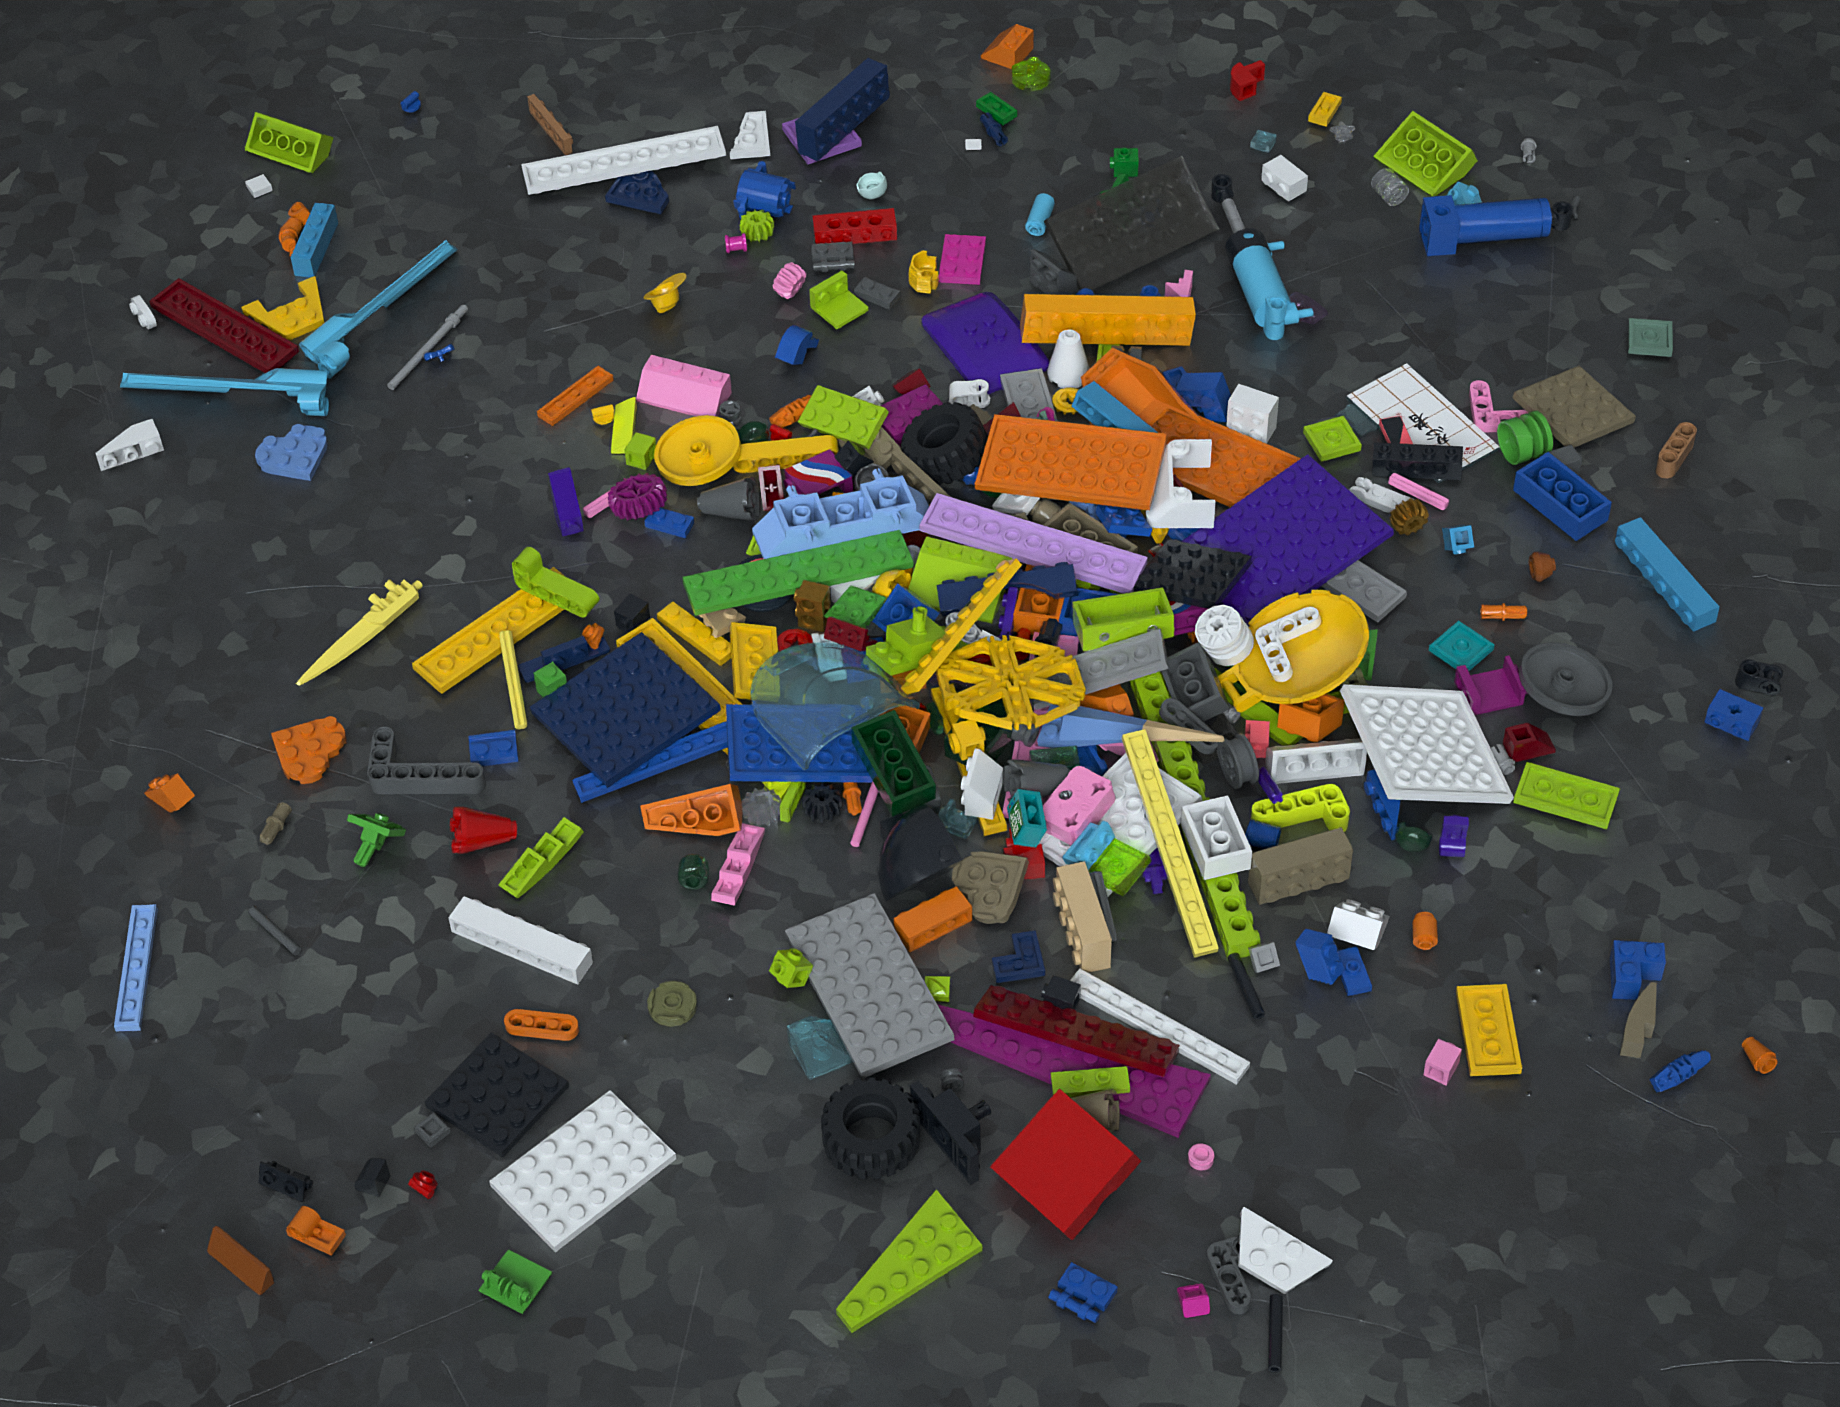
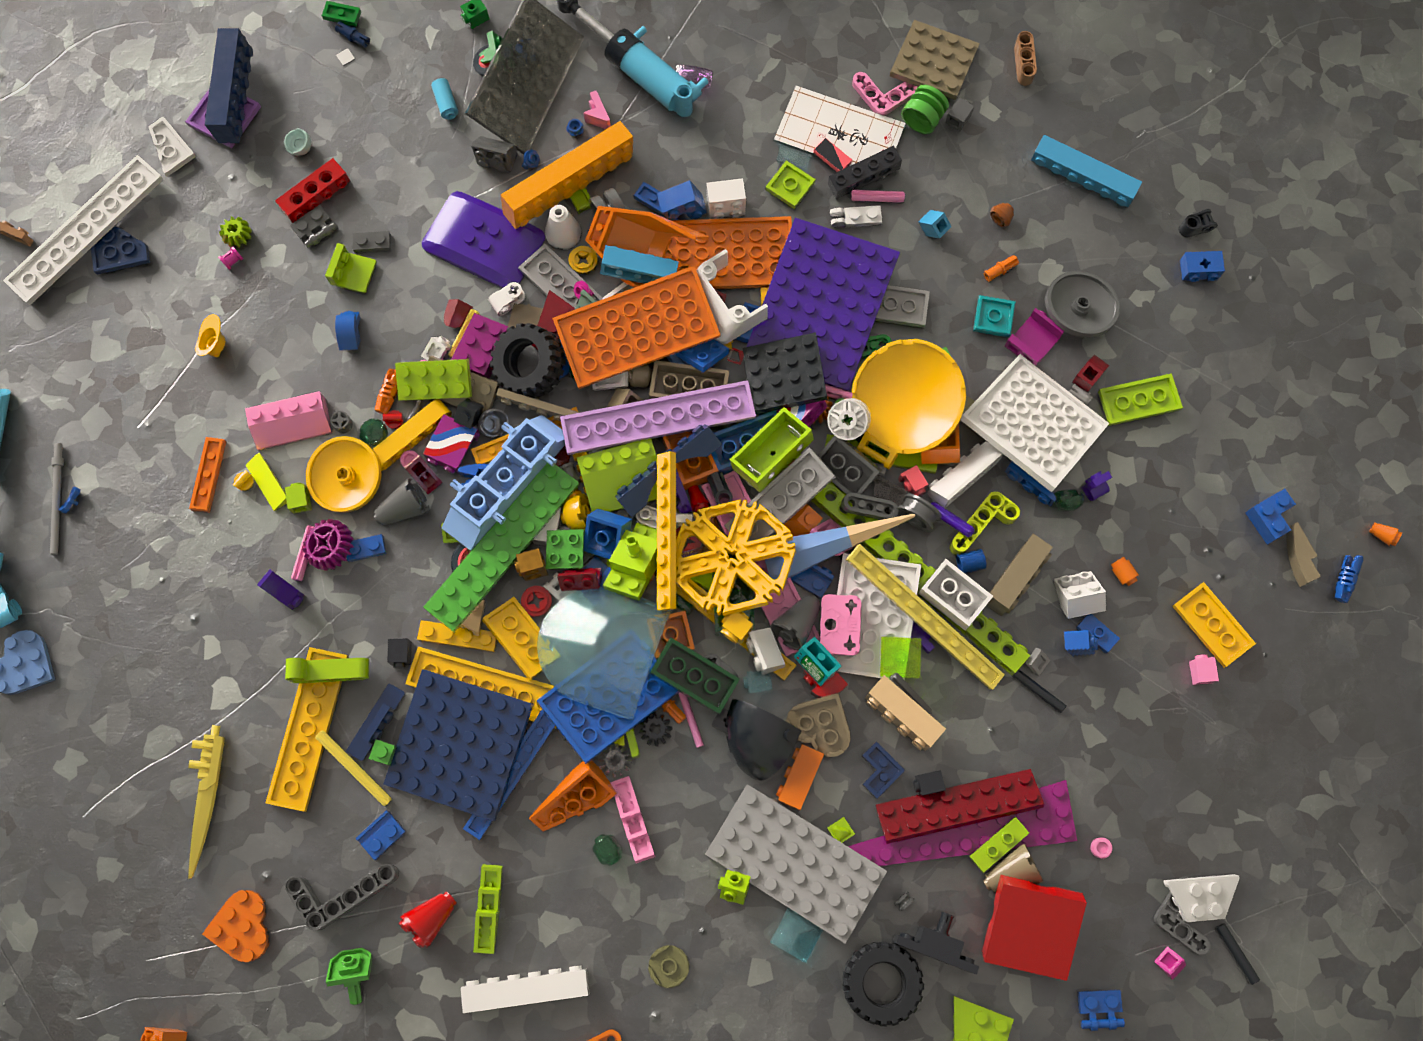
camera: 35 degrees left, 25 degrees up
(275, 823) = (266, 1011): dark tan axle -> none
(593, 635) = (385, 691): orange plate -> none
(763, 191) = (220, 200): blue container -> none
(789, 280) = (300, 272): bright pink gear -> none
(923, 273) = (396, 206): yellow hair -> none
(962, 259) = (413, 172): dark pink plate -> none
(1060, 755) = (795, 591): clear green plate -> none
(1090, 844) = (872, 654): medium azure bracket -> none
(1157, 1024) = (1003, 761): white tile -> none
(1278, 636) = (884, 393): white beam -> none
(1409, 516) = (891, 225): pearl gold gear -> none
(1562, 496) = (980, 145): blue brick -> none

